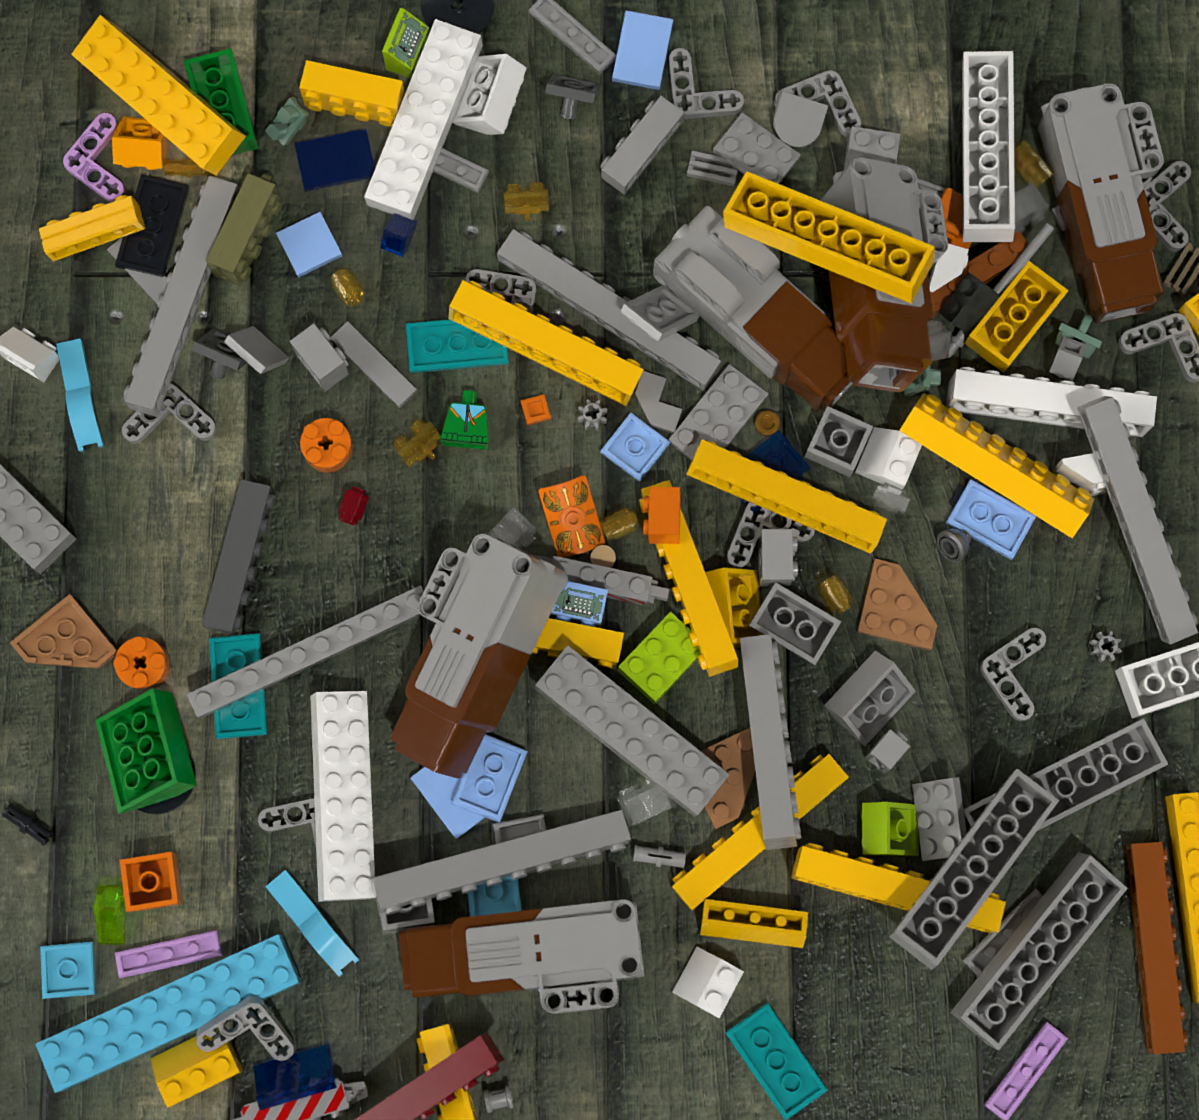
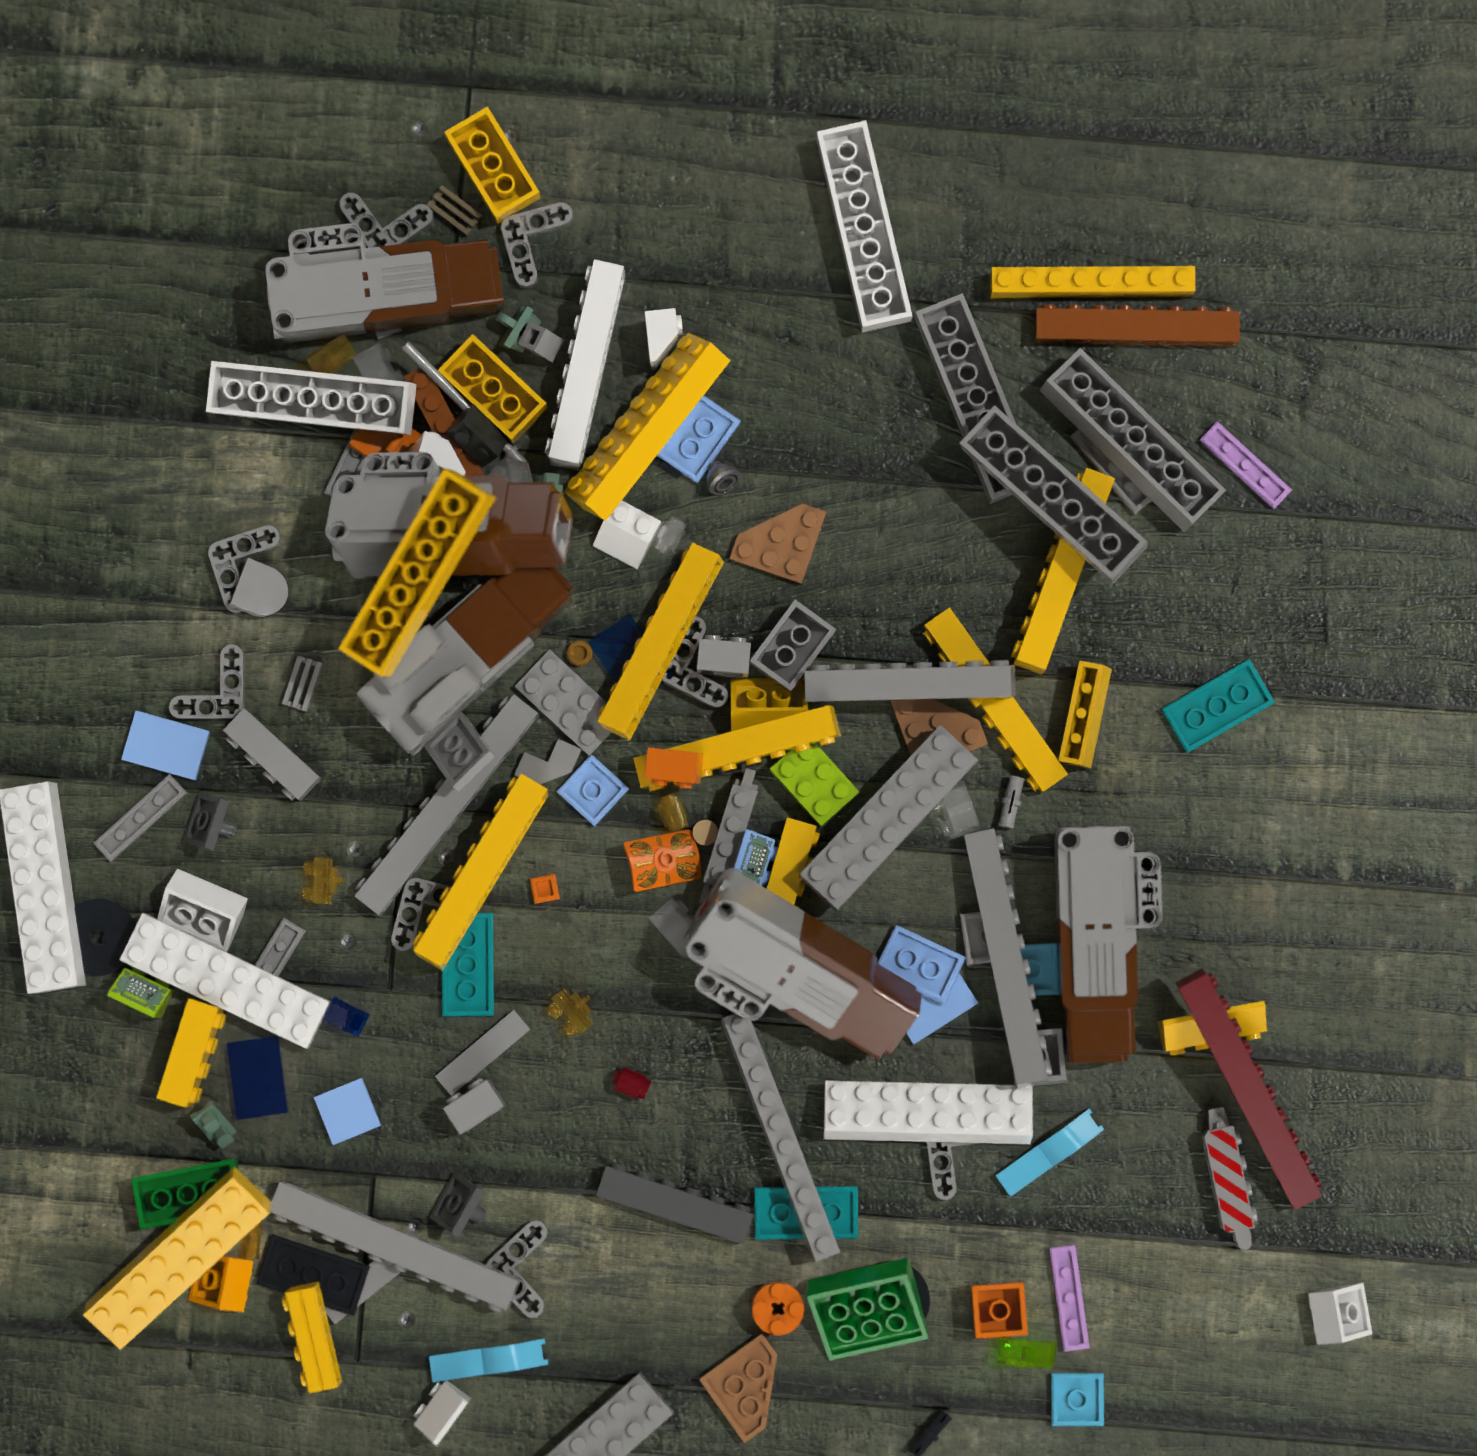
camera: 85 degrees left, 5 degrees up
(88, 165) = (240, 1340): lavender beam -> none
(166, 1013) = (1128, 1299): medium azure brick -> none
(189, 1070) = (1180, 1276): yellow slope -> none
(245, 229) = (329, 1176): olive piece -> none
(246, 1020) = (1143, 1221): light grey beam -> none
(256, 349) = (460, 1171): light grey tile -> none
(294, 1078) = (1199, 1177): clear blue tile -> none
(316, 435) = (577, 1115): orange brick -> none
(347, 287) = (399, 1074): clear yellow brick -> none
(466, 424) = (555, 960): green torso -> none
(498, 1098) = (1234, 979): light grey bush -> none
(588, 419) = (550, 827): light grey gear -> none
(707, 982) = (1137, 765): white slope -> none
(756, 150) = (290, 636): light grey plate -> none
(836, 595) = (763, 601): clear yellow brick -> none
(838, 441) = (607, 582): light grey brick -> none
(870, 697) = (870, 578): light grey slope -> none
(871, 145) = (305, 519): light grey brick -> none
(888, 750) = (926, 566): light grey brick -> none
(889, 829) = (1002, 572): lime slope -> none
(939, 817) = (995, 522): light grey plate -> none
(1005, 665) = (847, 439): light grey beam -> none
(1108, 639) = (834, 344): light grey gear -> none
(1138, 519) = (717, 293): light grey brick -> none

